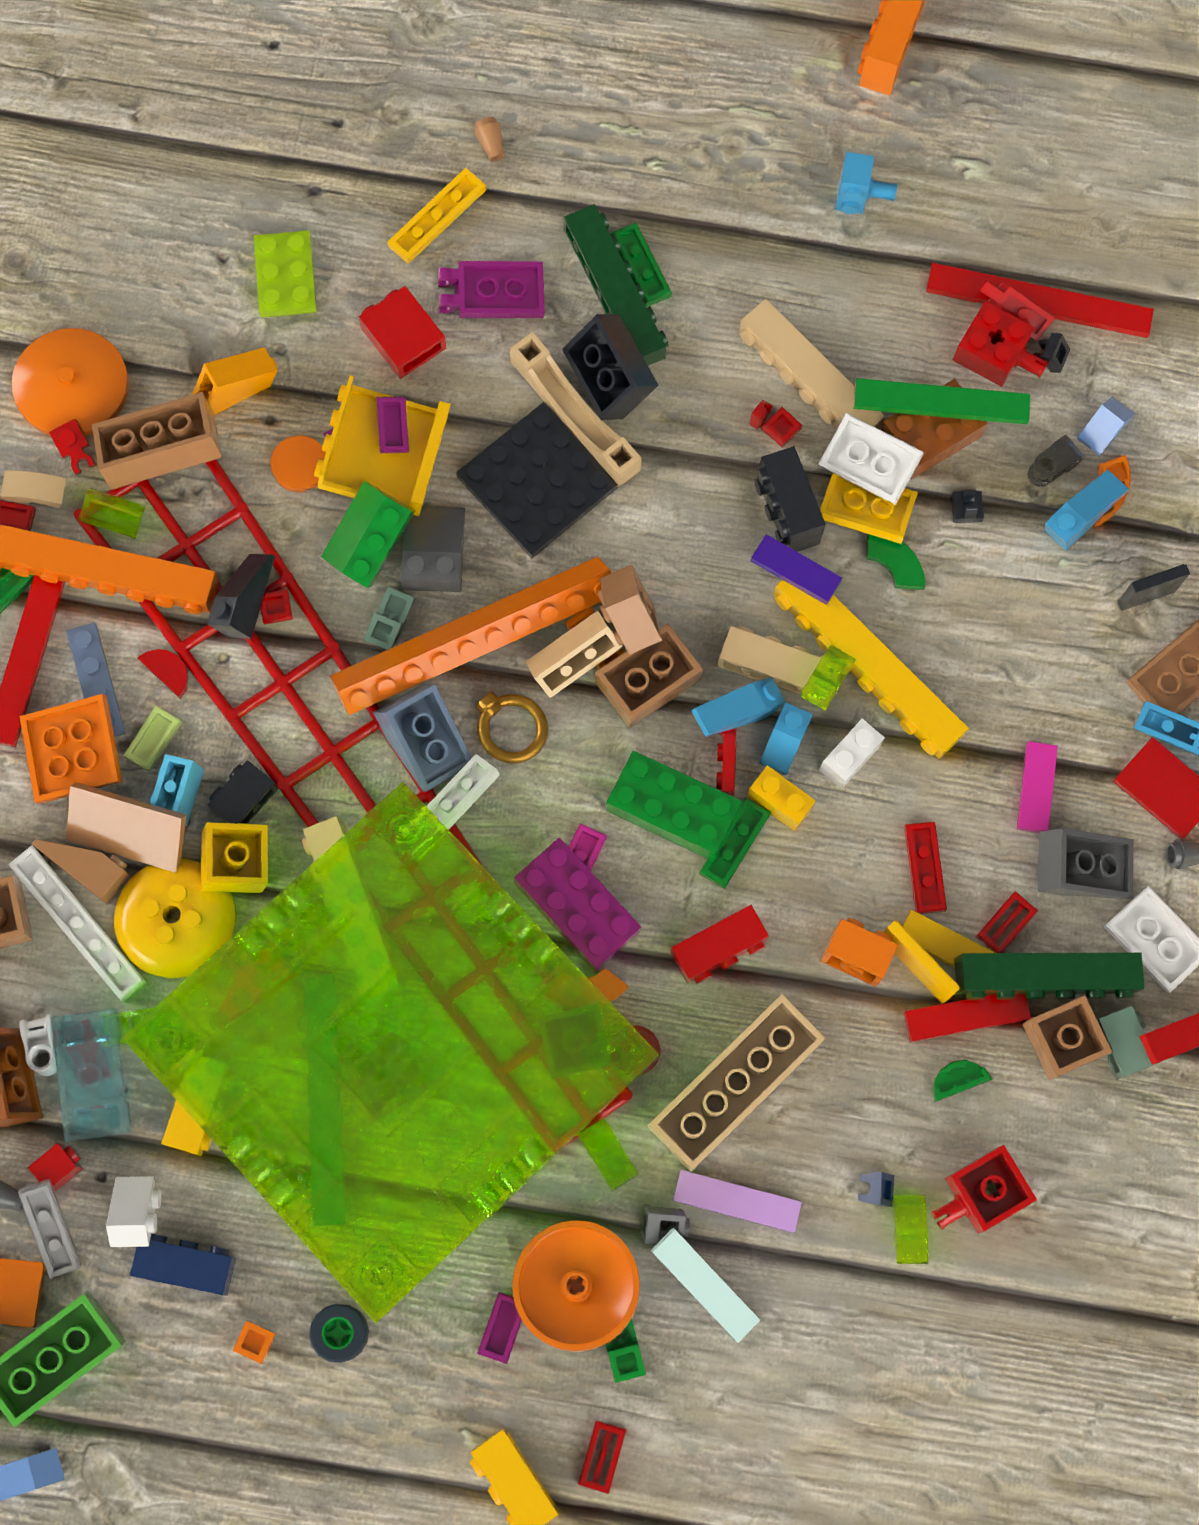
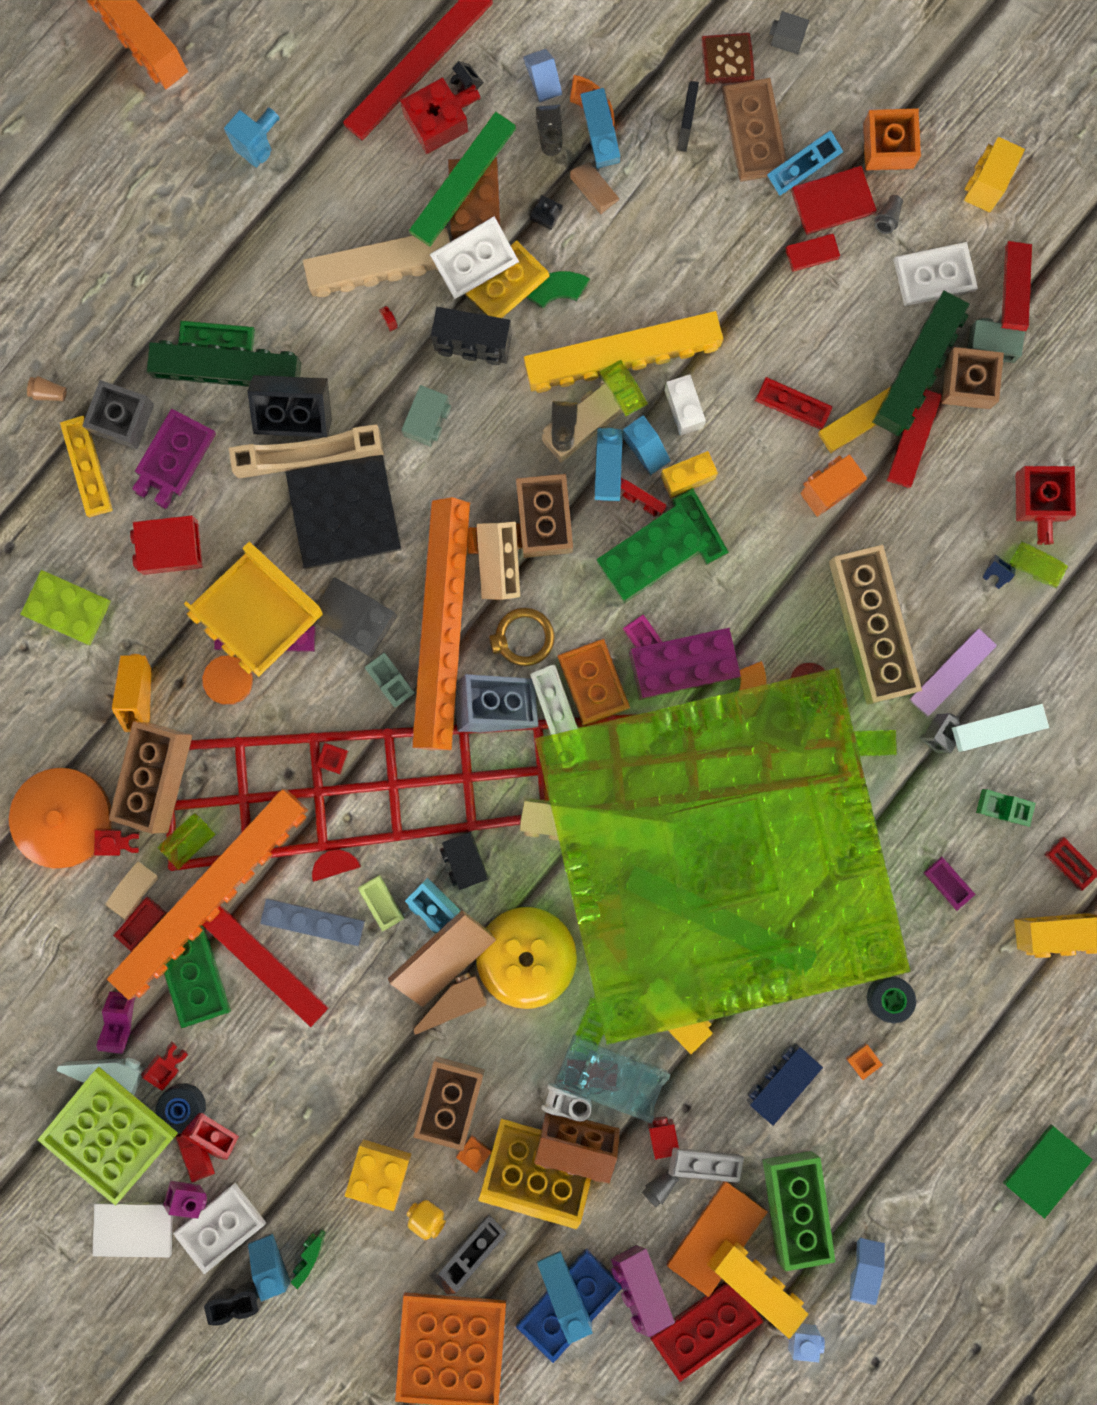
camera: 55 degrees left, 10 degrees up
(69, 747) = (357, 967): orange plate -> none
(77, 923) = (490, 1030): white tile -> none
(133, 1211) = (729, 1100): white brick -> none
(234, 857) = (510, 891): yellow brick -> none
(240, 599) = (313, 780): black slope -> none
(367, 534) = (317, 660): green slope -> none
(392, 424) = (240, 593): magenta tile -> none
(505, 215) = (118, 414): none -> flat silver brick
(505, 824) = (593, 682): none -> orange tile
(576, 1286) = (952, 816): orange dish -> none
(629, 610) = (492, 501): brick -> none
(682, 504) = (426, 416): none -> sand green brick
(720, 945) = (769, 580): red brick -> none
(756, 636) = (563, 422): none -> clear smoke piece
(782, 427) = (406, 309): red tile -> none
(796, 569) = (528, 362): dark purple tile -> none
(921, 963) = (865, 446): yellow tile -> none
(958, 1077) = (954, 470): green plate -> none
(990, 942) = (856, 374): red tile -> none
(1018, 305) = (416, 79): red hinge -> none
(1023, 539) = (594, 187): none -> medium nougat slope
(1037, 787) = (781, 290): dark pink tile -> none
(1085, 864) = (857, 291): dark grey slope -> none
(1097, 797) = (812, 252): none -> red tile

